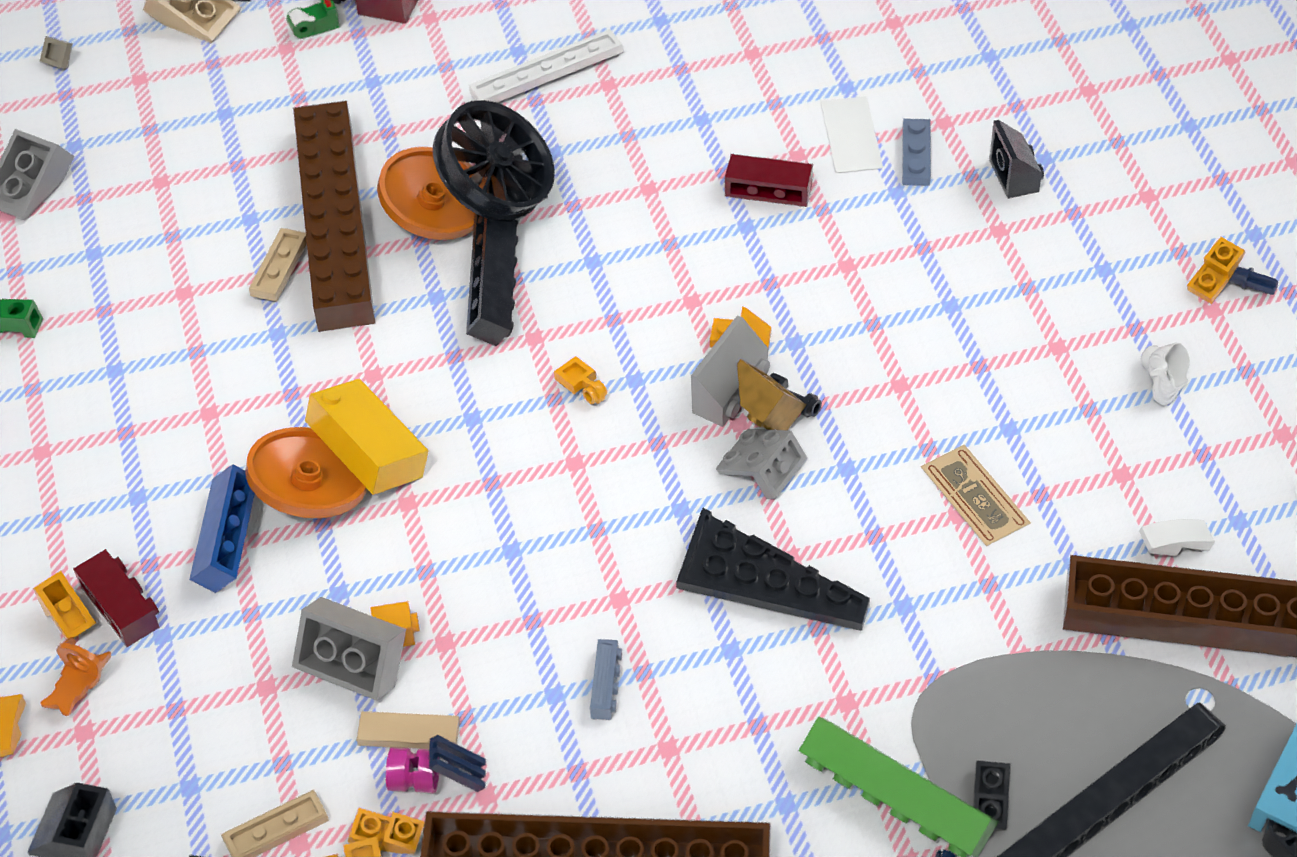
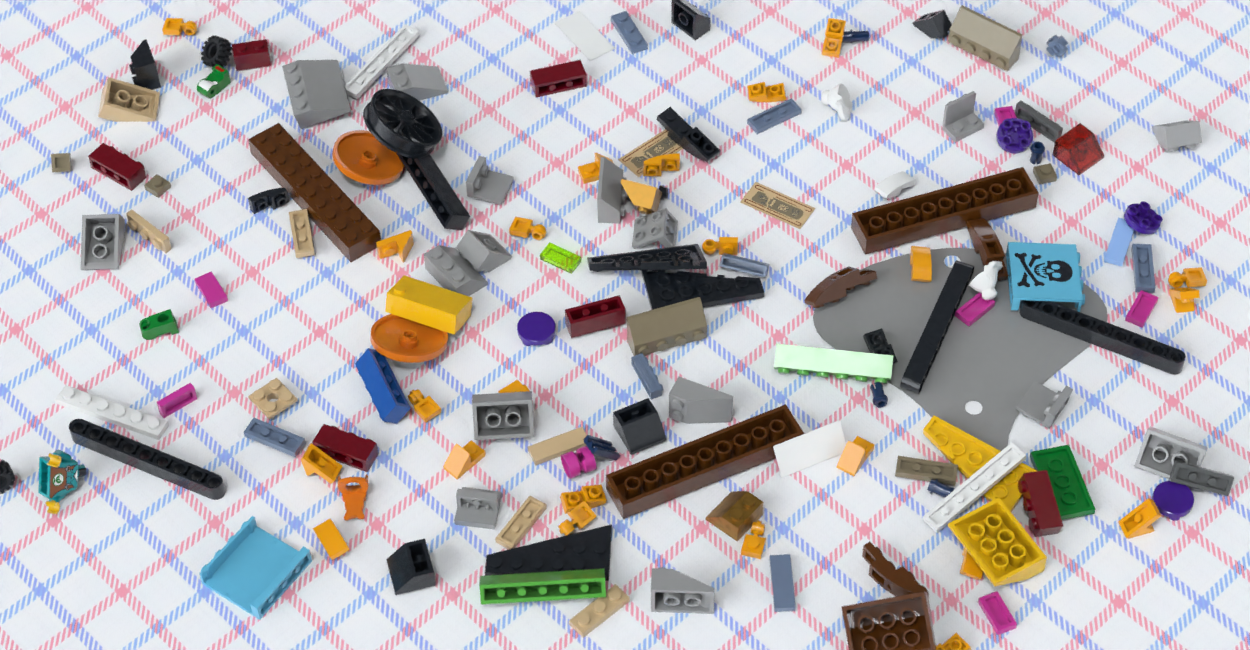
camera: 30 degrees left, 0 degrees up
(39, 539) = (274, 437): none -> sand blue plate
(66, 474) = (273, 390): none -> tan piece
(90, 185) = (148, 231): none -> tan plate
(113, 295) = (211, 289): none -> dark pink tile
(118, 83) = (117, 166): none -> dark red brick
(150, 128) = (157, 186): none -> dark tan plate
(230, 772) = (477, 507): none -> light grey bracket
(258, 691) = (463, 459): none -> light orange slope
(265, 198) = (274, 198): none -> black slope
(265, 584) = (425, 408): none -> light orange plate
(393, 332) = (396, 244): none -> light orange slope
(428, 75) = (316, 91): none -> light grey slope
(441, 401) = (453, 271): none -> light grey slope
(495, 535) = (536, 329): none -> dark purple tile
(498, 388) = (482, 251): none -> light grey slope
(536, 754) = (639, 426): none -> black slope
(569, 292) = (487, 184): none -> light grey bracket
(571, 113) = (416, 80): none -> light grey slope
(584, 553) = (595, 316): none -> dark red brick
(602, 443) = (560, 258): none -> clear neon green tile
(641, 758) = (698, 403): none -> light grey slope
(675, 616) = (666, 327): none -> dark tan slope
(748, 509) = (655, 259): none -> black wing
(825, 360) = (666, 162): none -> light orange slope
(841, 339) = (656, 146): none -> sticker
(850, 524) = (725, 245): none -> light orange plate
(861, 567) = (744, 265): none -> sand blue piece
(899, 334) = (685, 136): none -> black slope
(973, 661) = (836, 284): none -> reddish brown slope
(1054, 355) = (774, 116): none -> sand blue tile
(1057, 314) = (762, 93): none -> light orange slope
(1140, 683) = (921, 264): none -> light orange slope
(1189, 796) = (974, 309): none -> dark pink tile
(1229, 759) = (986, 280): none -> white hair
(1267, 706) = (987, 244): none -> reddish brown slope

